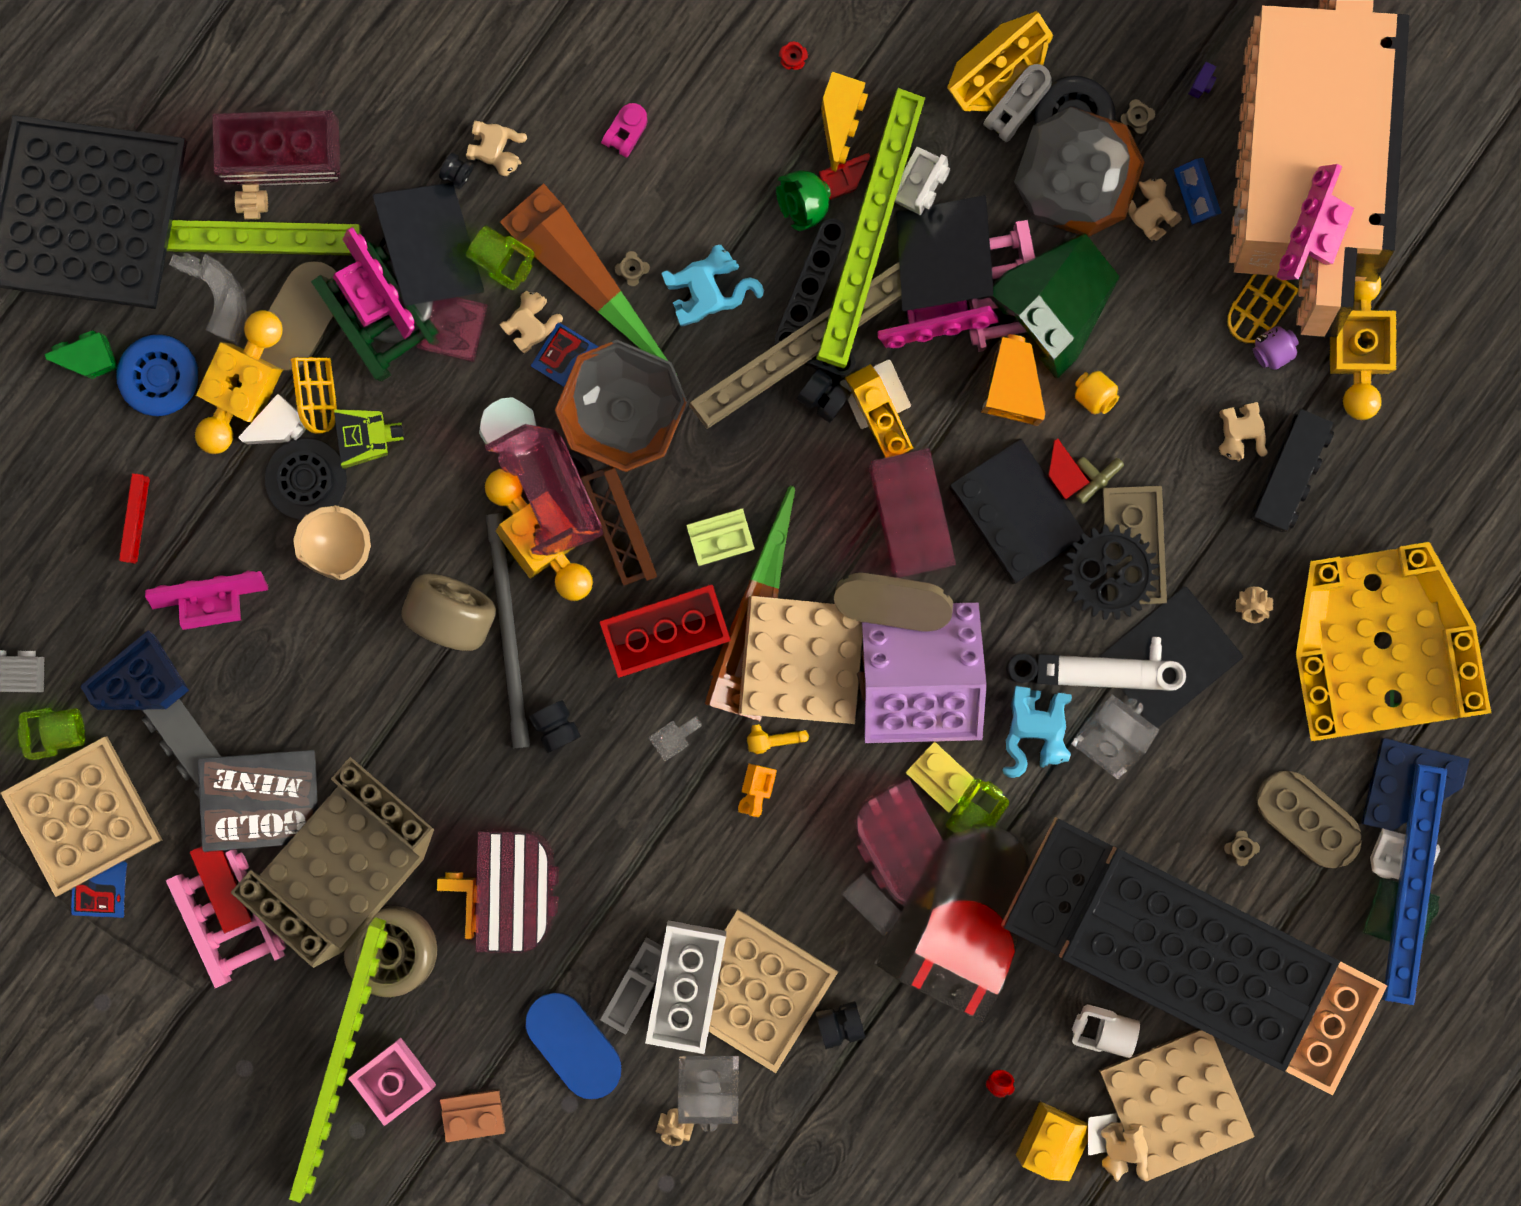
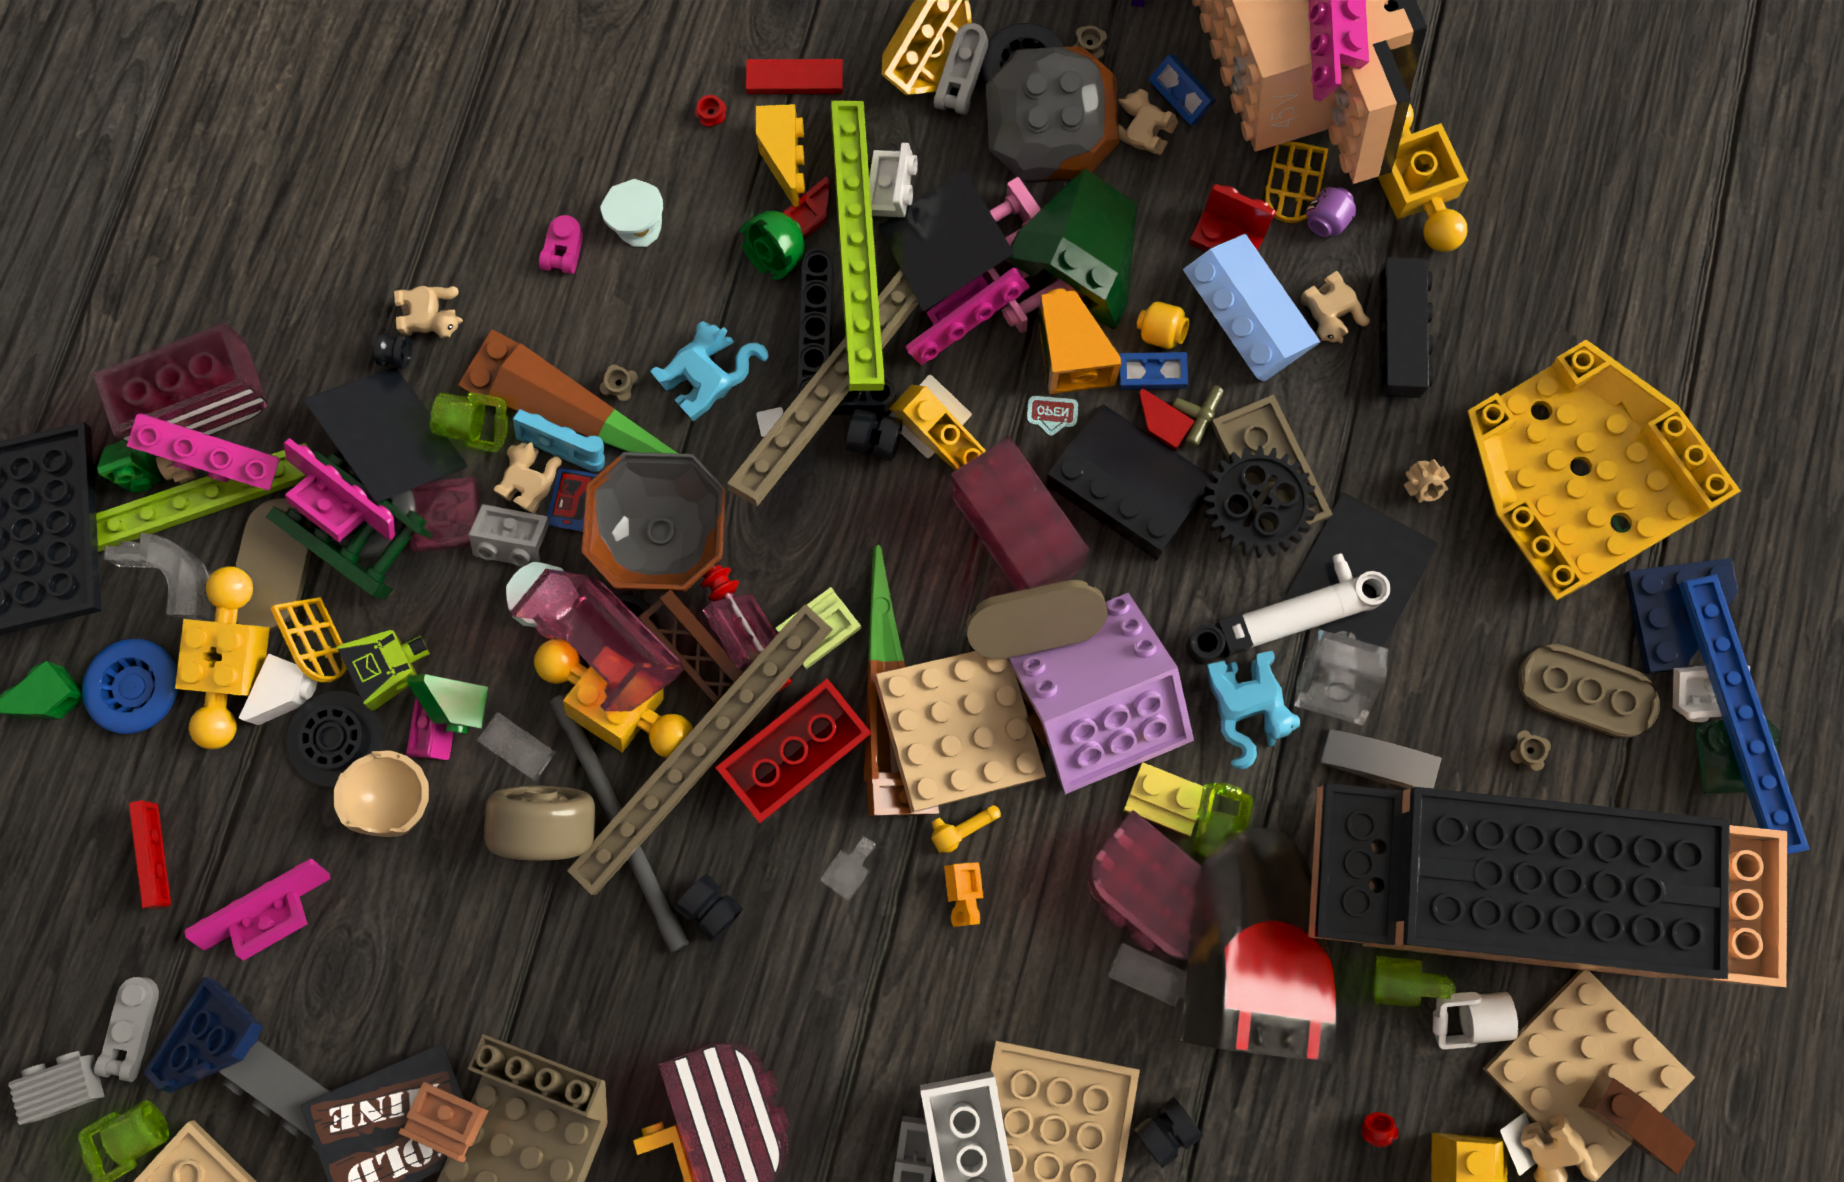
camera: 15 degrees left, 10 degrees down
(77, 647) = (128, 1029): none -> light grey plate
(210, 191) = (129, 467): none -> green slope
(281, 212) = (198, 450): none -> dark pink bracket
(300, 811) = (443, 1122): none -> nougat plate
(387, 496) = (427, 738): none -> dark pink slope
(409, 488) = (450, 701): none -> slope
(447, 540) = (516, 746): none -> clear plate
(499, 365) = (508, 535): none -> light grey bracket
(567, 302) = (560, 441): none -> medium azure plate
(594, 602) = (700, 749): none -> dark tan plate
(661, 519) = (736, 619): none -> clear pink plate
(696, 123) = (634, 212): none -> light aqua hat
(745, 349) = (767, 419): none -> white sticker
(875, 50) = (794, 76): none -> red tile
(977, 429) = (1052, 413): none -> clear light blue sticker
(1065, 985) = (1403, 982): none -> clear neon green piece
(1072, 427) = (1153, 371): none -> blue piece
(1120, 811) = (1380, 760): none -> light grey slope
(1173, 406) = (1251, 306): none -> light blue slope
(1186, 331) = (1230, 216): none -> red bracket
(1194, 1152) = (1637, 1122): none -> reddish brown slope

